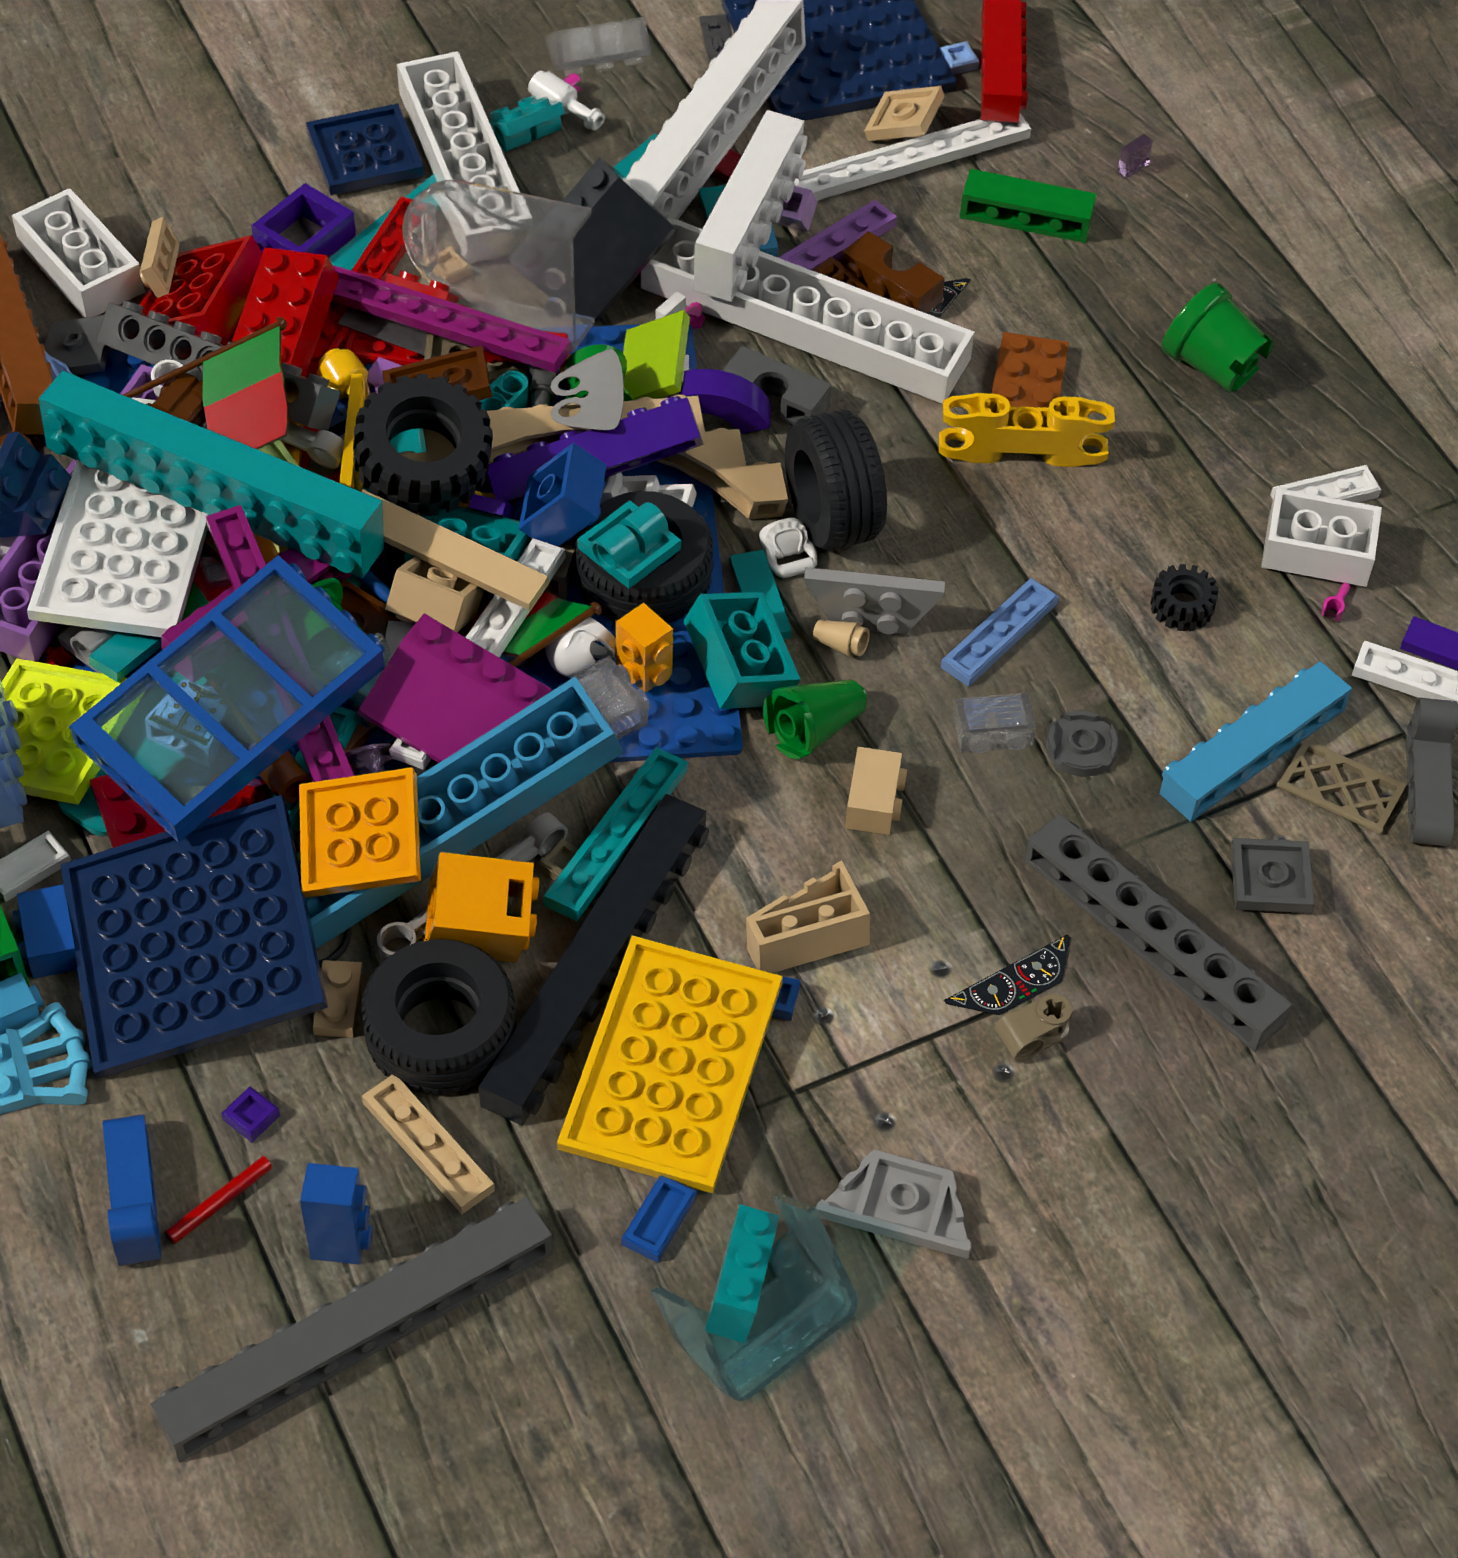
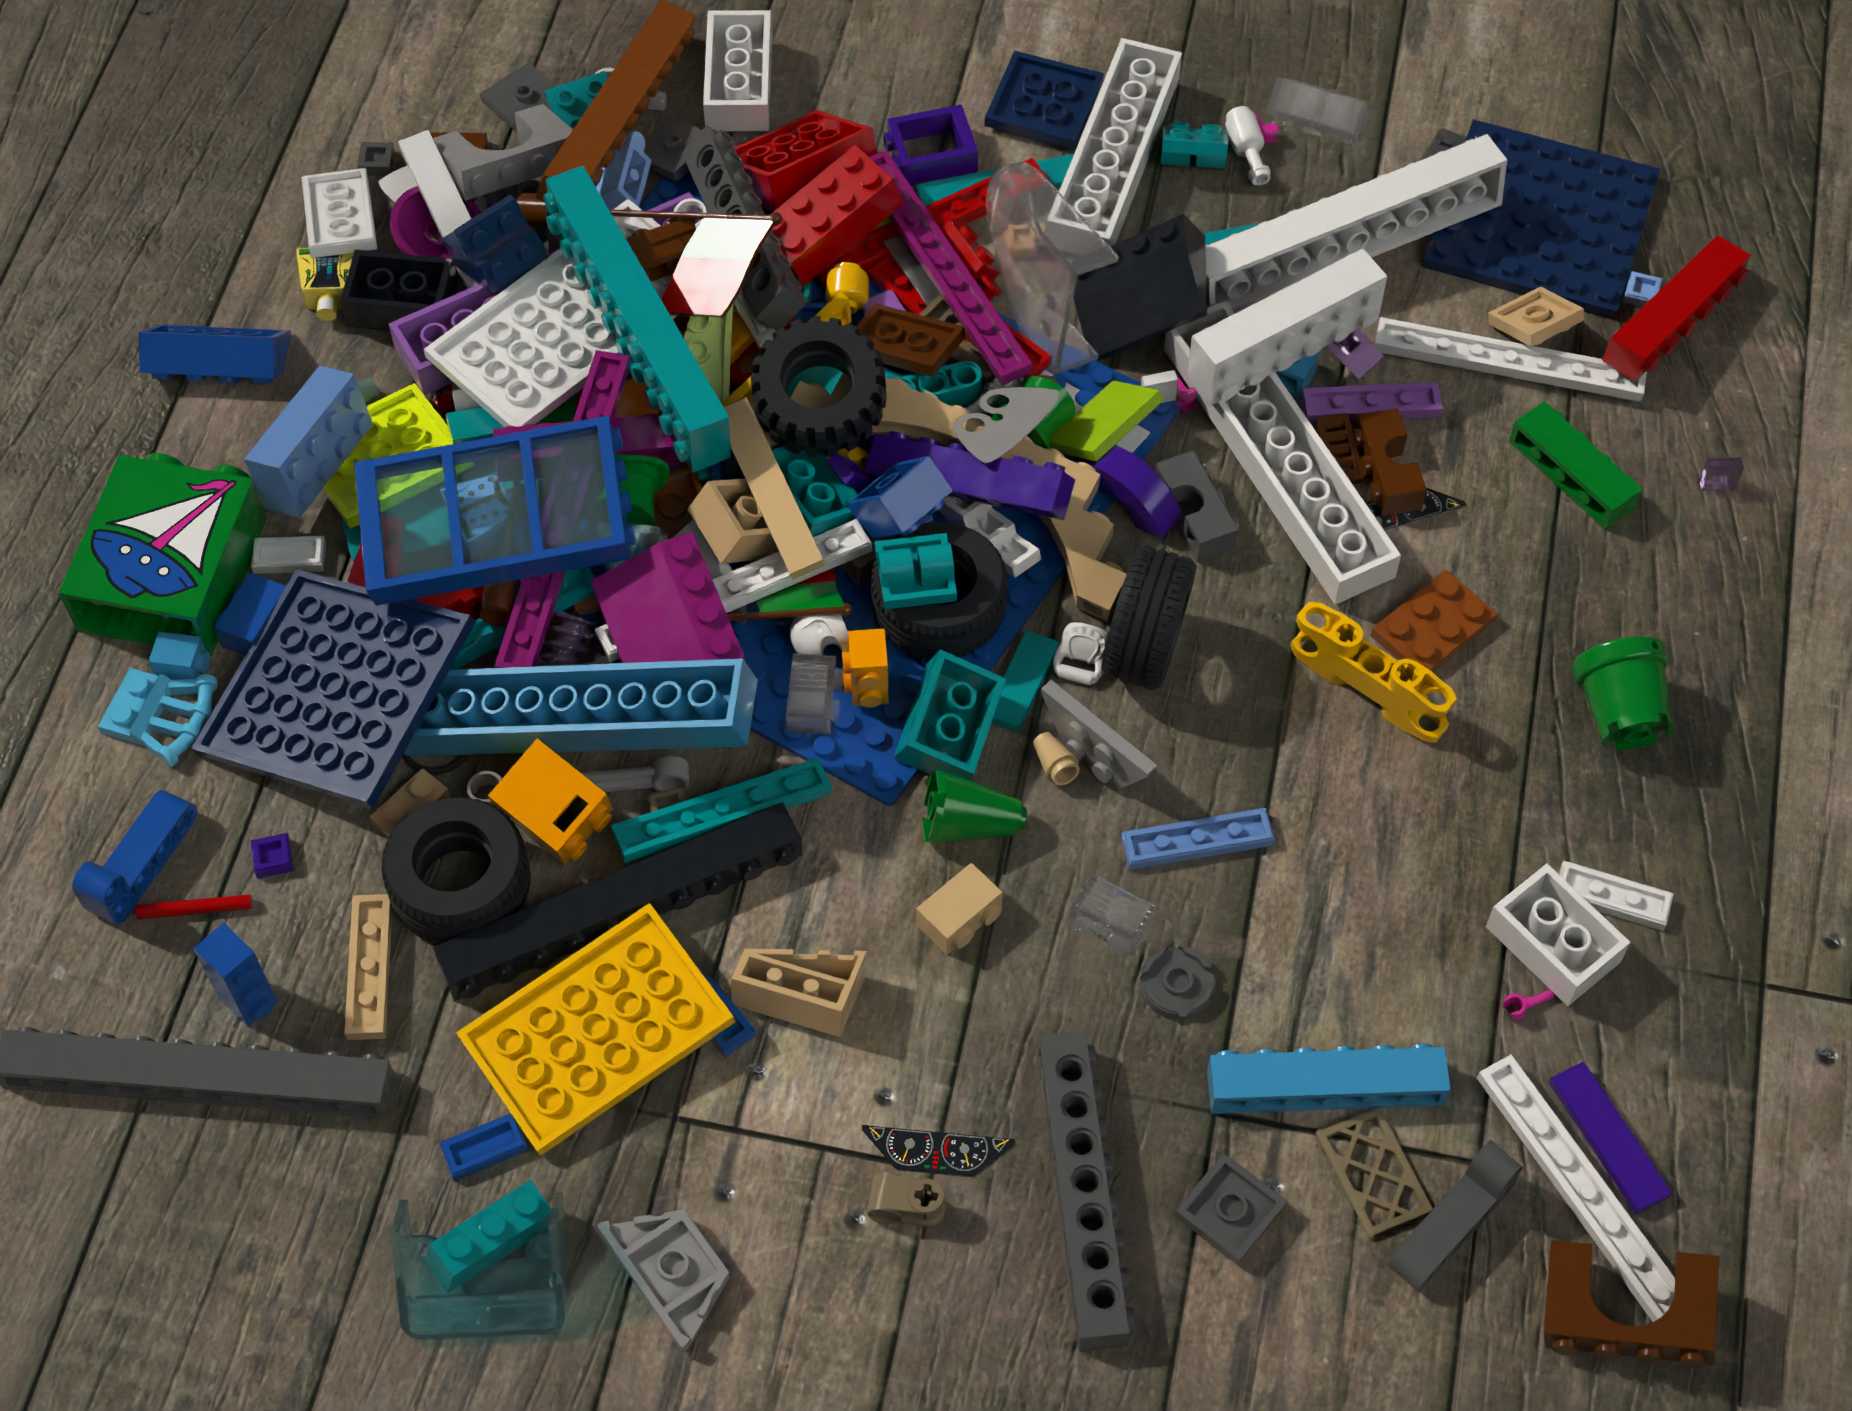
camera: 40 degrees right, 5 degrees up
(159, 258) = (795, 107): tan plate -> none
(359, 832) = (498, 683): light orange plate -> none
(1181, 612) = (1381, 929): black tyre -> none

